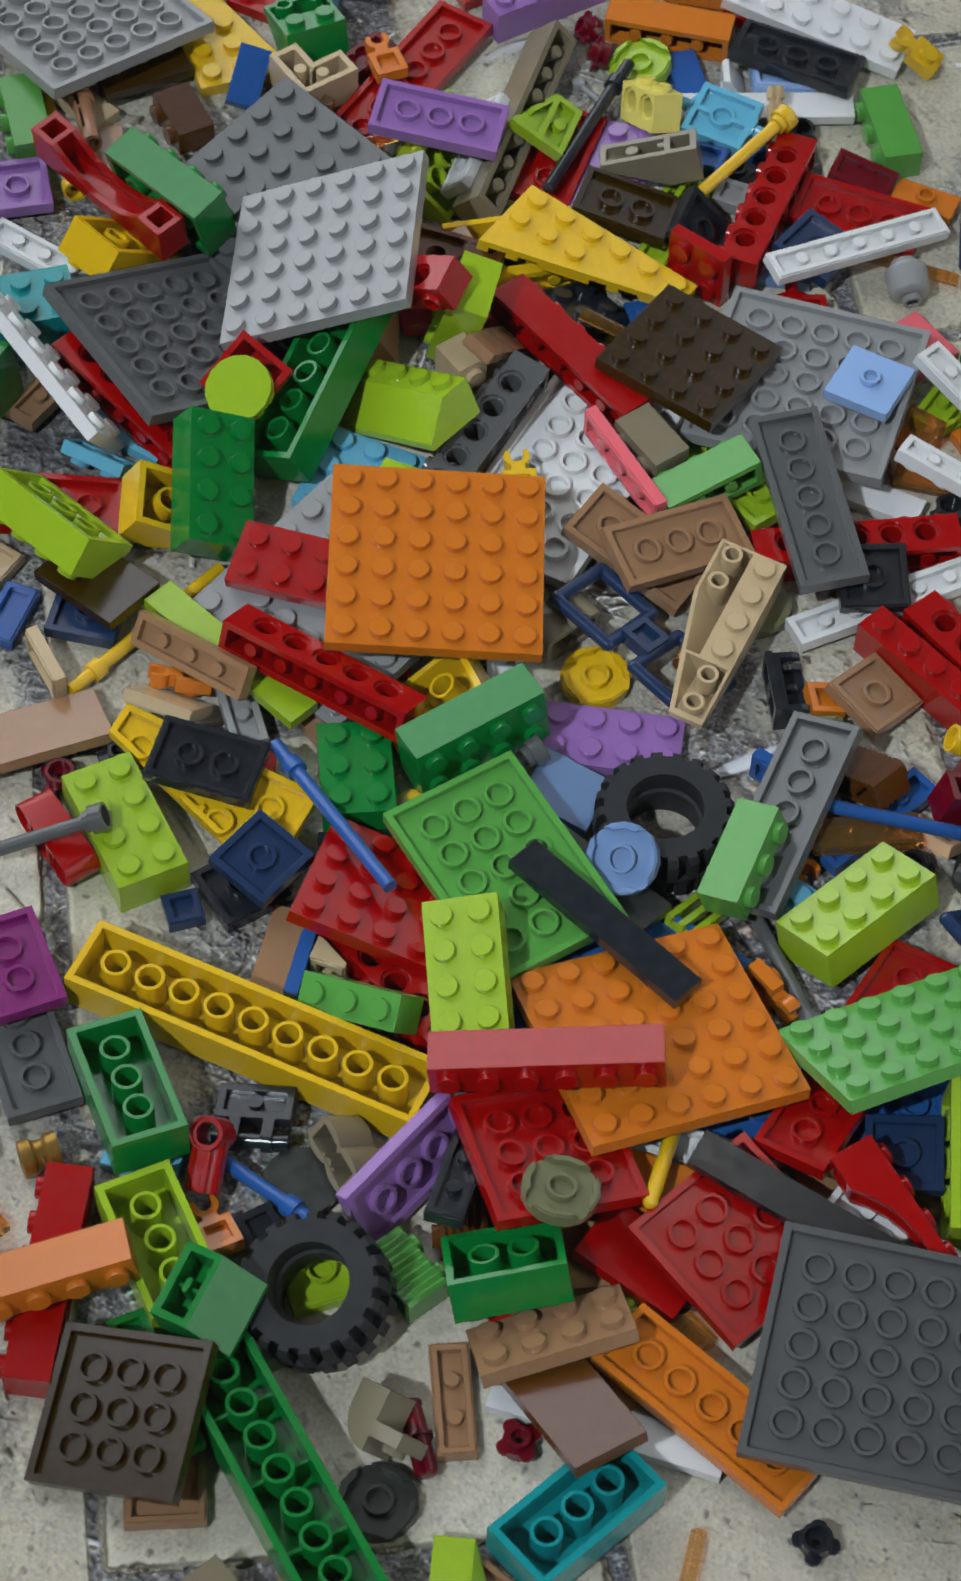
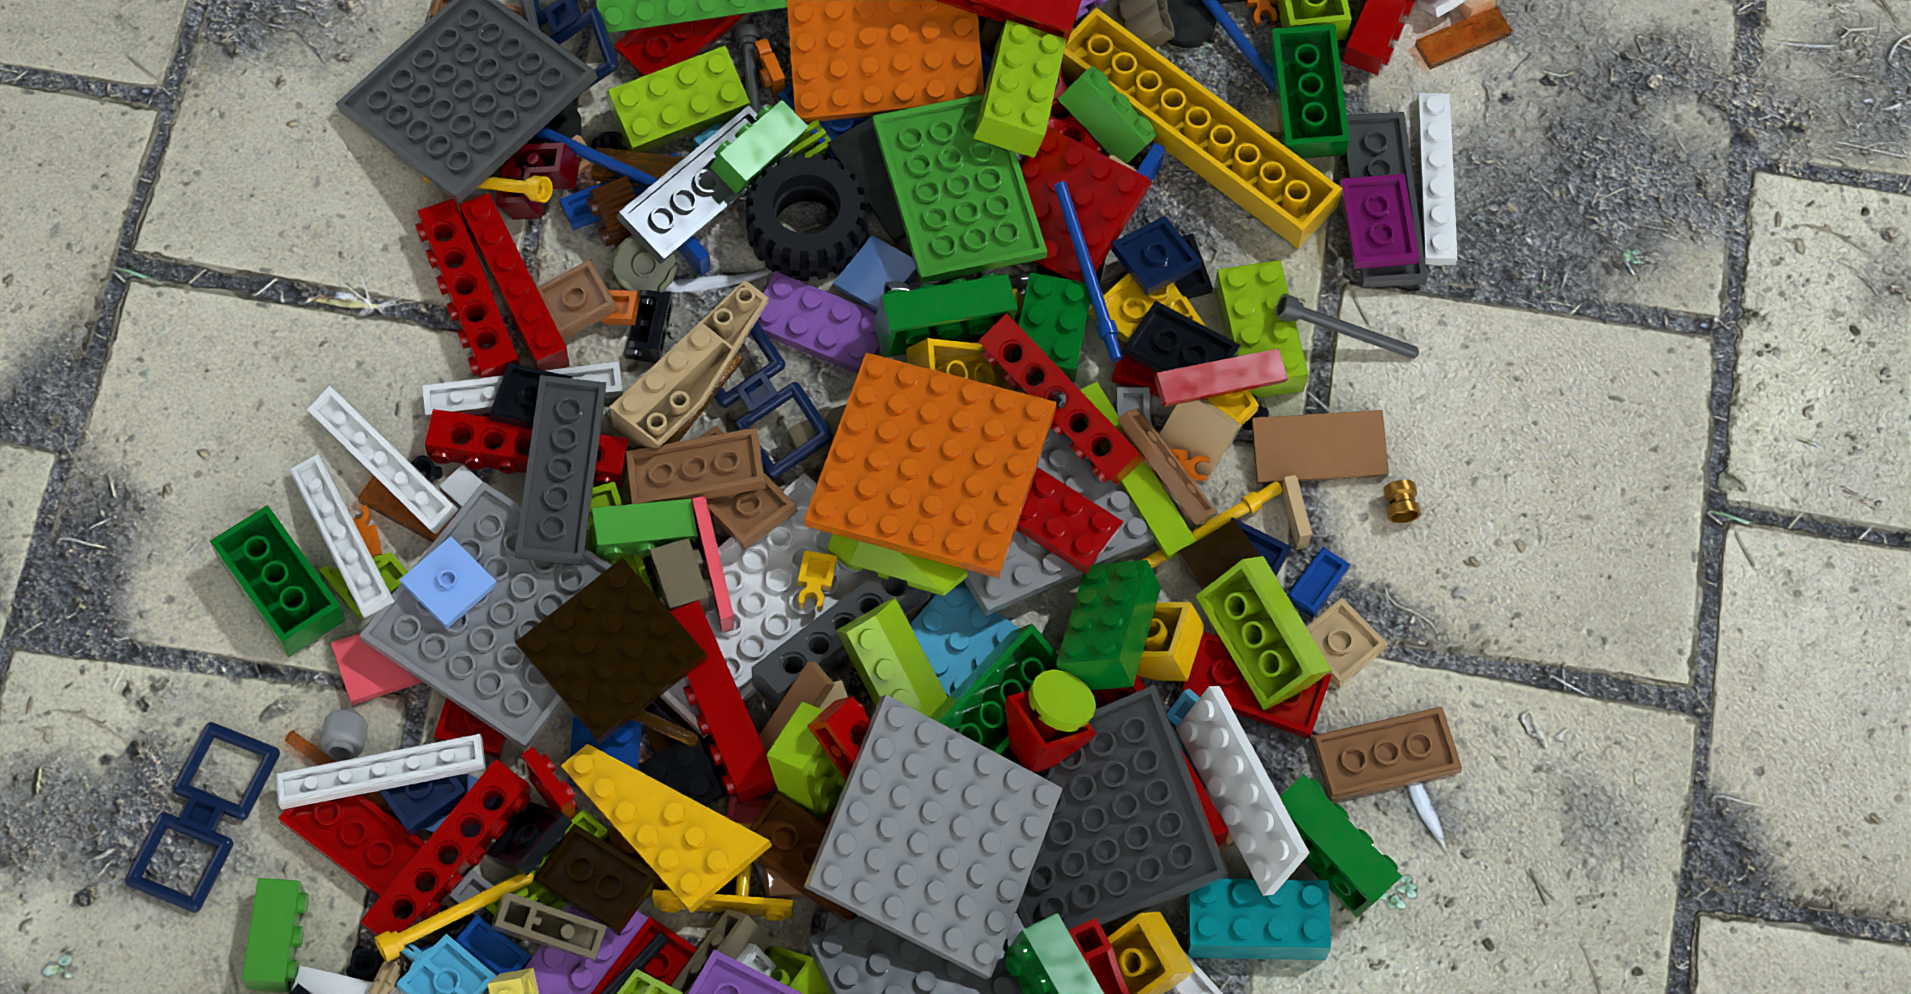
camera: 165 degrees left, 10 degrees up
(35, 1154) = (1384, 81): pearl gold wheel -> none
(54, 769) = (1305, 397): dark red plate -> none
(68, 856) = (1322, 351): red beam -> none
(155, 724) = (1220, 377): none -> tile
(183, 910) = (1223, 257): dark blue tile -> none
(207, 1159) = (1254, 35): red piece -> none
(257, 1106) = (1212, 76): black plate -> none
(276, 951) = (1162, 195): medium nougat tile -> none
(595, 677) = (818, 380): yellow tile -> none
(605, 924) = (897, 107): black tile -> none
(624, 857) = (858, 166): medium blue tile -> none
(863, 173) = (327, 883): dark red plate -> none
(923, 195) = (276, 842): orange plate -> none
(923, 426) = (409, 547): clear orange panel -> none

